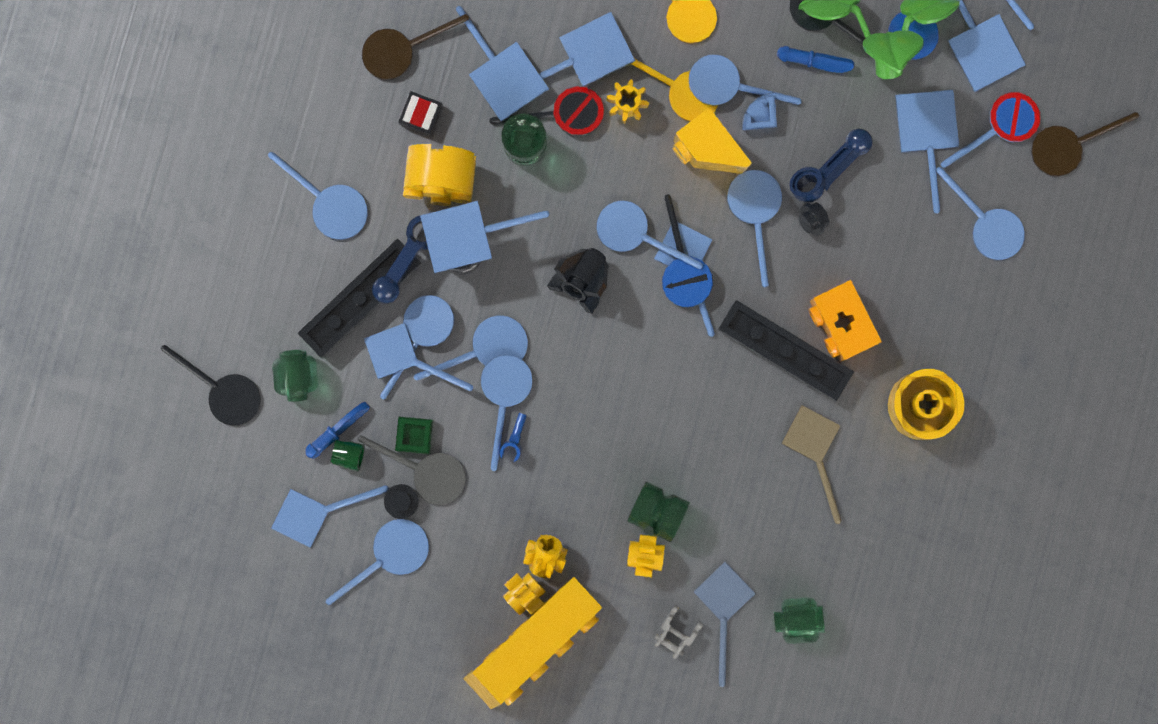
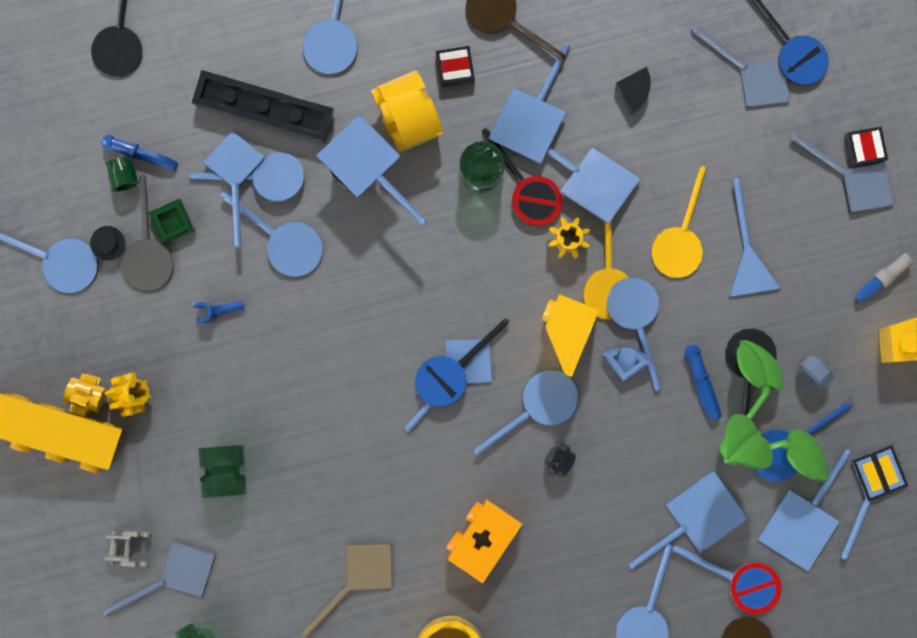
camera: 60 degrees right, 0 degrees up
(295, 375) = (164, 88): clear green head -> none
(303, 517) = (49, 167): medium blue piece -> none
(387, 288) = (283, 123): dark blue piece -> none
(506, 383) = (261, 274): medium blue piece -> none
(582, 277) = (390, 286): black brick -> none
(625, 226) = (457, 299): medium blue piece -> none
(645, 555) = (177, 482): yellow gear -> none
(786, 350) = (428, 503): black plate -> none
(856, 144) = (649, 461): dark blue piece -> none

